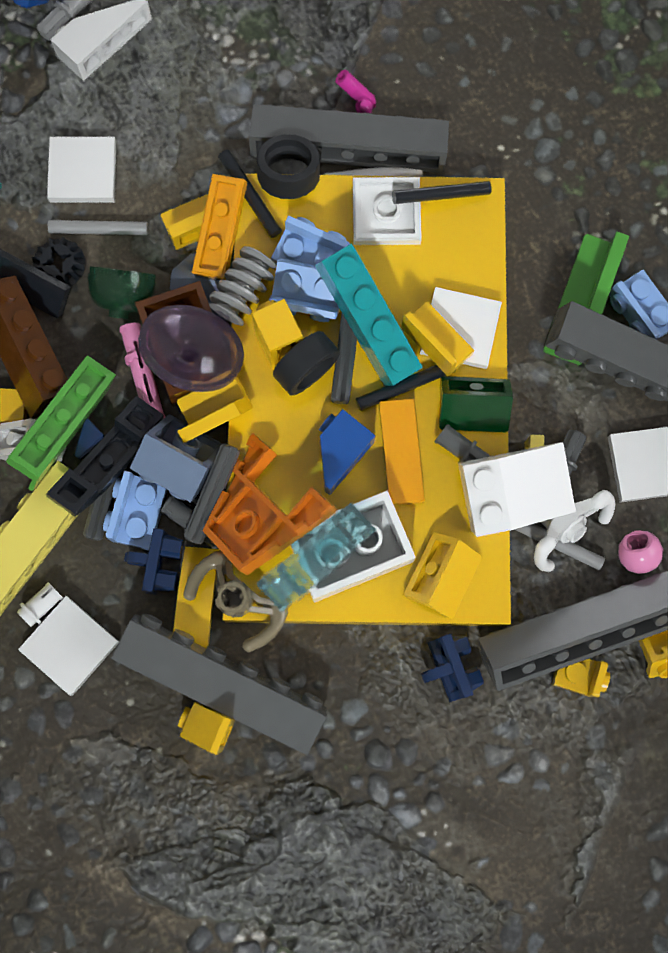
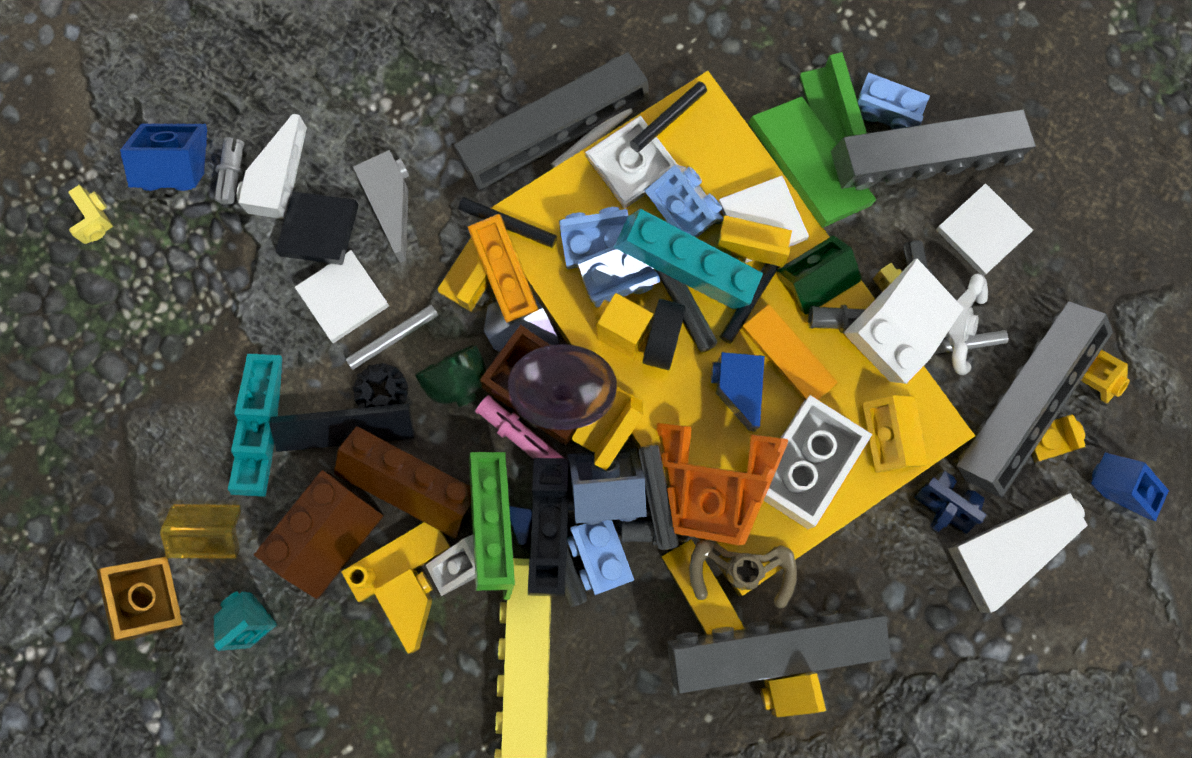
camera: 30 degrees left, 0 degrees up
(39, 604) = (576, 690): white pin -> none
(68, 645) = (625, 707): white tile -> none
(100, 102) = (317, 228): none -> black tile
(155, 578) = (660, 599): dark blue hips -> none
(173, 114) = (388, 195): none -> light grey slope
(240, 285) = (560, 305): light grey piece -> none
(288, 147) = (518, 158): black tyre -> none
(316, 558) = (799, 490): clear light blue arch -> none
(364, 98) = (539, 78): dark pink arm -> none
(404, 270) = (684, 202): none -> light blue bracket
(472, 741) = (1011, 553): none -> white slope
(536, 288) = (804, 156): none -> bright green tile
(617, 758) = (1130, 485): none -> blue slope
(640, 552) = (1031, 306): bright pink piece -> none

